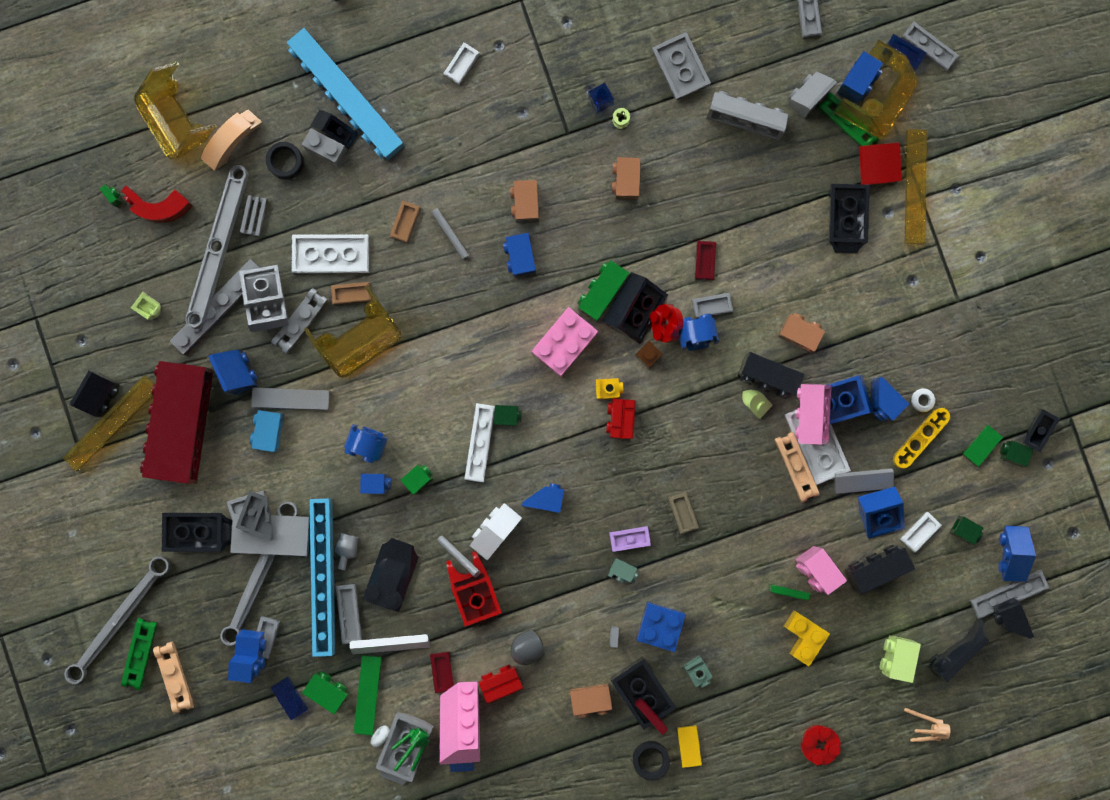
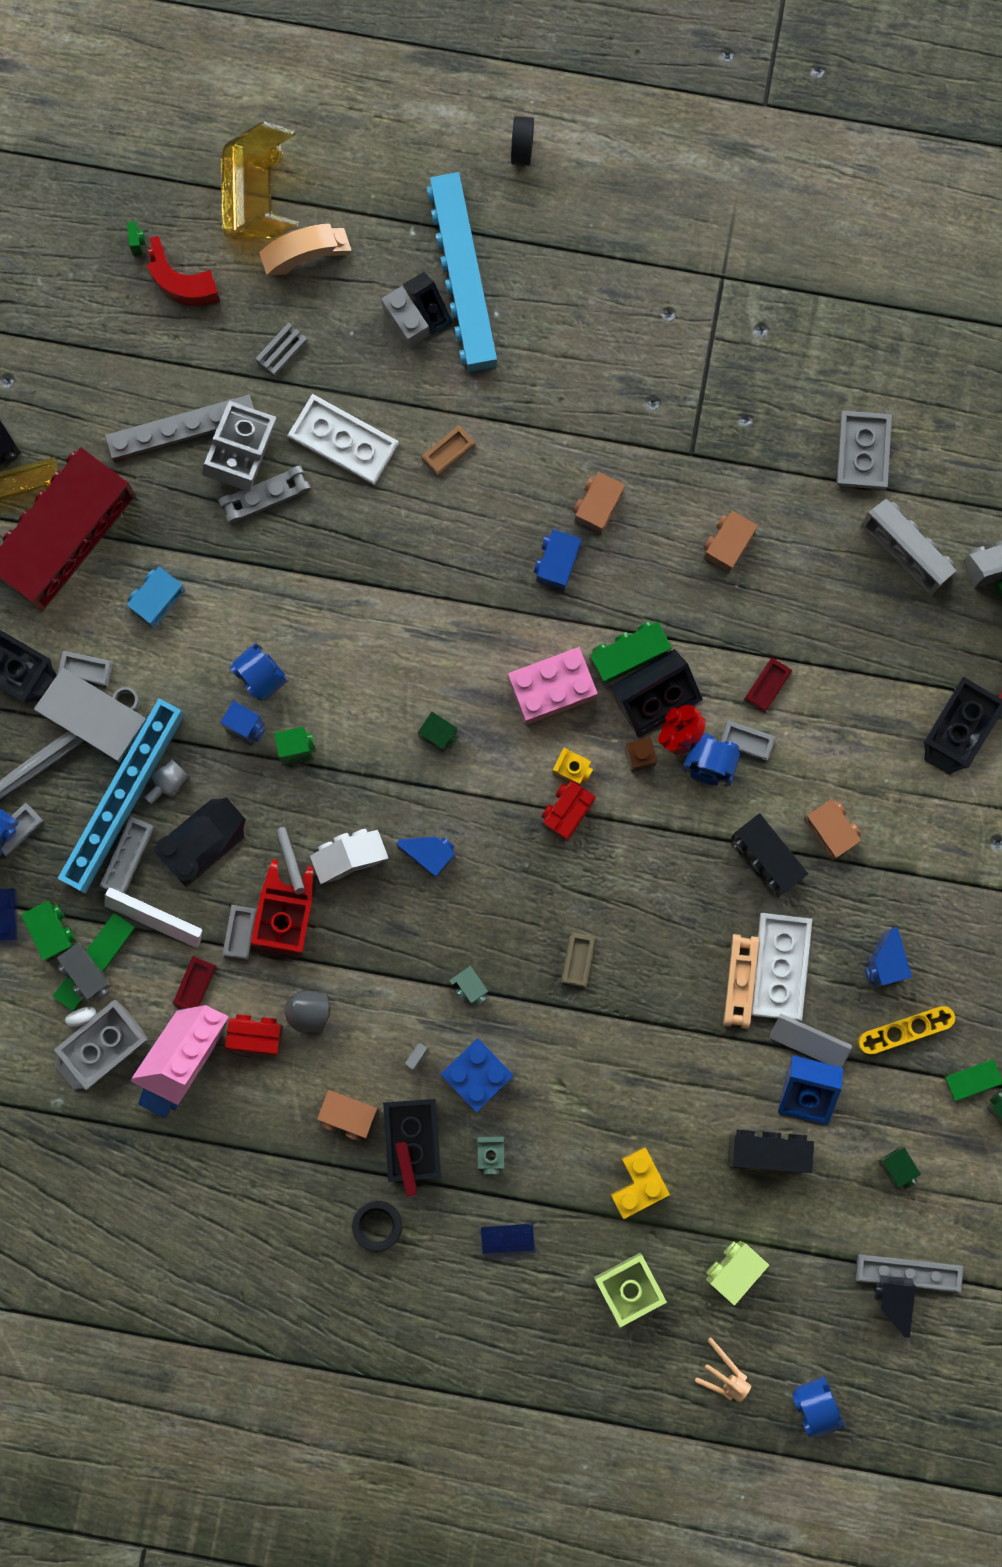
camera: 25 degrees right, 5 degrees down
(147, 306) = (102, 383): yellowish green plate -> none
(212, 260) = (207, 373): light grey beam -> none
(233, 371) = (157, 507): blue slope -> none
(256, 516) = (87, 683): dark grey wing -> none
(273, 150) = (347, 289): black tyre -> none
(290, 398) = (203, 576): light grey tile -> none
(350, 293) = (340, 496): medium nougat tile -> none
(359, 343) = (321, 557): clear yellow windscreen -> none
(366, 706) = (85, 973): none -> dark grey brick
(418, 738) = (122, 1042): green plant -> none
(450, 234) = (492, 492): light grey bar -> none
(452, 620) = (239, 932): none -> light grey tile
(461, 63) = (614, 310): white tile -> none
(480, 442) = (389, 747): white tile -> none
(600, 98) = (751, 434): clear blue brick -> none
(617, 114) = (761, 462): yellowish green bush -> none
(630, 538) = (499, 954): lavender plate -> none
(689, 746) = (430, 1235): yellow tile -> none
(739, 719) = (507, 1238): none -> clear blue plate
(756, 402) = (735, 880): yellowish green plate -> none
(789, 592) = (649, 1121): green tile -> none
(813, 414) = (794, 926): bright pink brick -> none
(820, 570) = (699, 1113): bright pink brick -> none
(831, 748) = (597, 1312): red plate -> none
(838, 708) = (630, 1289): none -> yellowish green brick
(849, 399) = (832, 932): blue slope -> none
(920, 532) = (844, 1140): white tile -> none
(931, 400) = (943, 983): white piece -> none
(956, 656) = (789, 1310): black slope -> none
(1001, 714) = (819, 1408): none -> blue brick
(1017, 553) = (943, 1227): blue brick -> none

